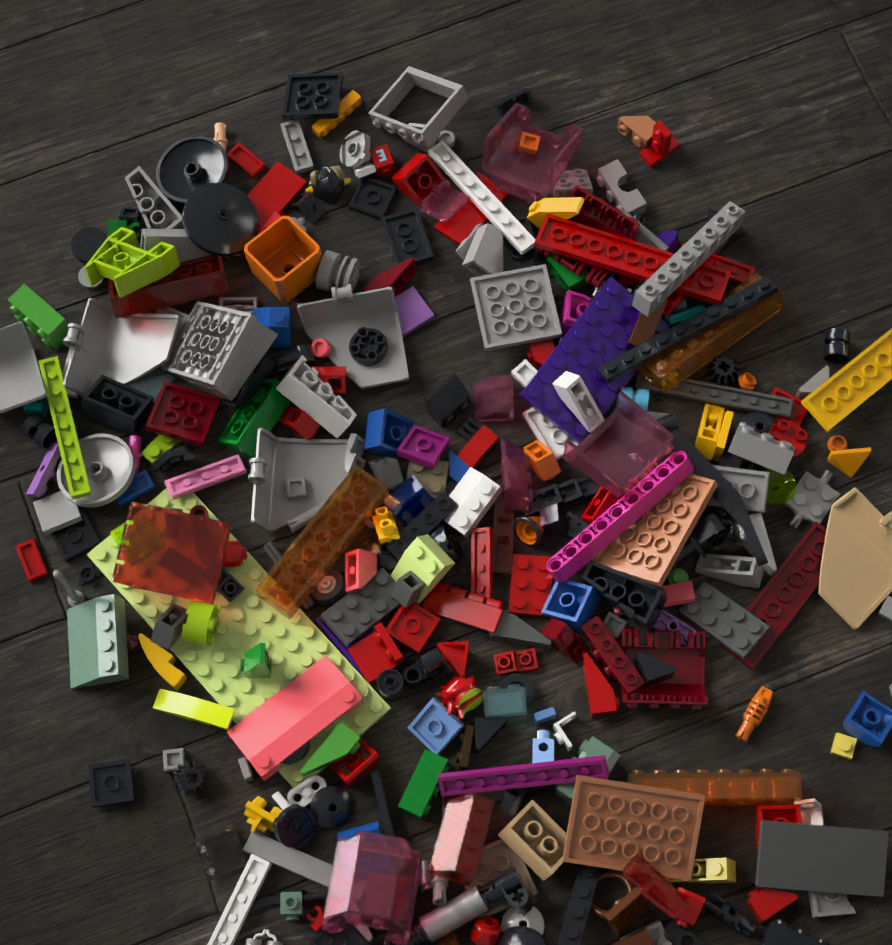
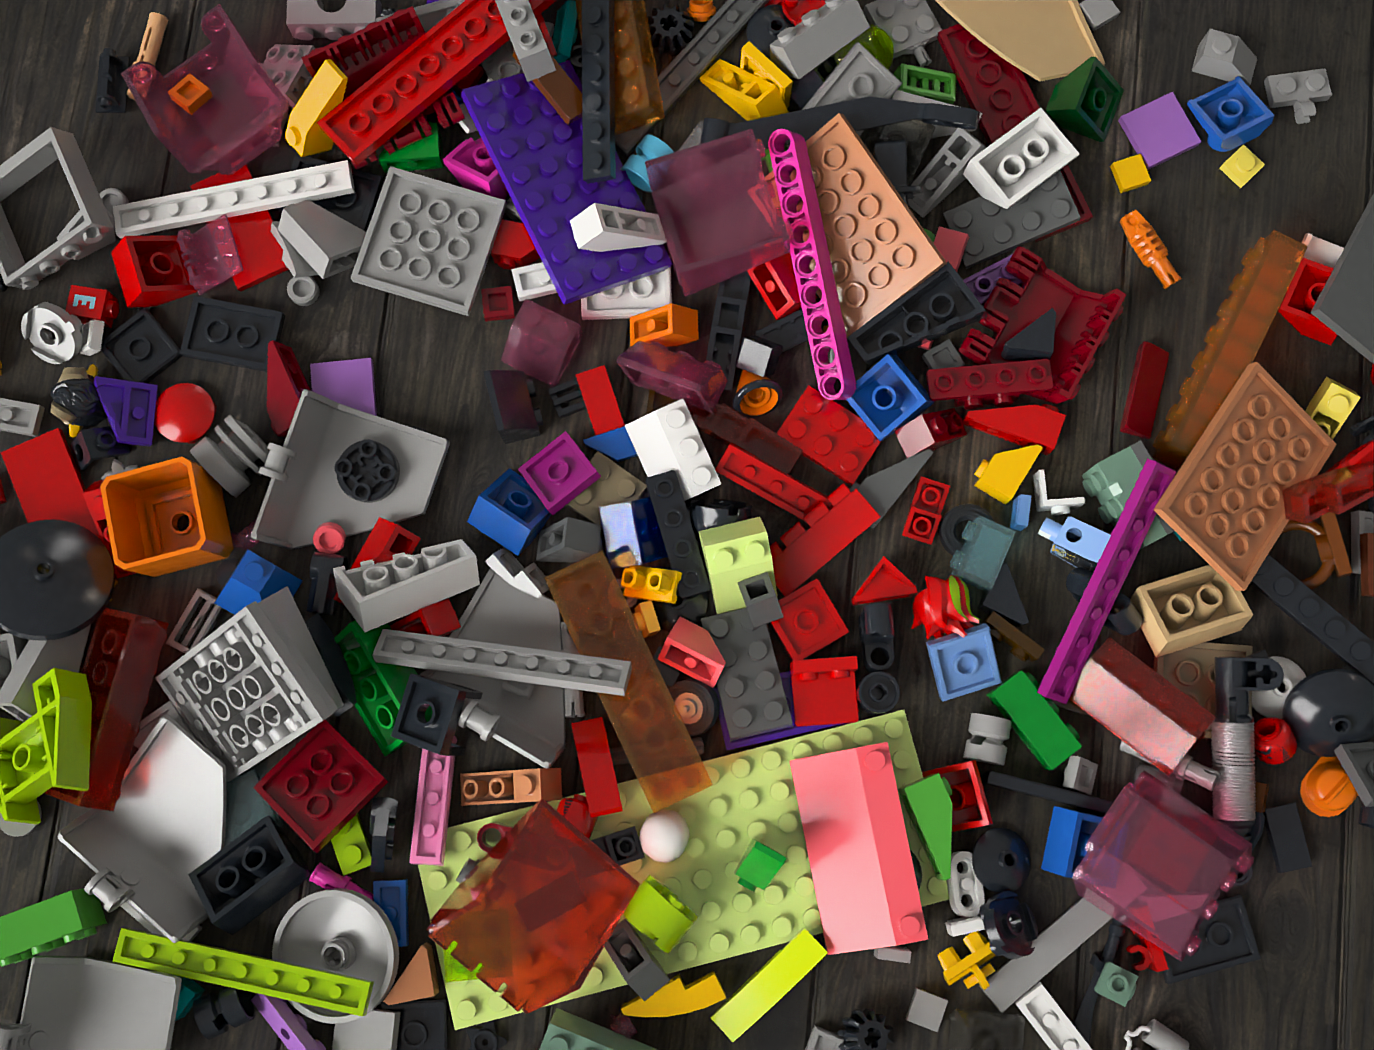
camera: 65 degrees left, 10 degrees up
(105, 519) = (417, 980): none -> nougat slope
(223, 807) = (926, 1009): none -> light grey tile
(234, 514) = (511, 786): none -> nougat slope
(247, 607) = (664, 836): none -> white hair
(259, 446) = (446, 703): none -> black hose
(266, 550) = (596, 767): none -> red slope
(297, 468) = (503, 662): none -> light grey plate
(335, 209) = (128, 408): none -> dark purple wing
(350, 238) = (184, 413): none -> red dish
(365, 536) = (646, 619): none -> light yellow plate
(397, 762) = (987, 739): none -> light grey wheel
(405, 827) = (1080, 775): none -> light grey plate
(453, 261) = (303, 290): none -> light grey tile
(503, 363) = (498, 303): none -> dark red plate
(548, 108) = (151, 41): none -> light nougat pin
(565, 695) = (1005, 472): none -> yellow slope
(663, 754) = (1144, 390): none -> dark red slope
(757, 602) = (1020, 160): none -> white slope
(785, 529) = (924, 75): none -> bright green slope
(797, 680) = (1130, 173): none -> yellow tile
(826, 629) = (1086, 100): none -> dark green slope
(835, 684) = (1159, 130): none -> medium lavender tile

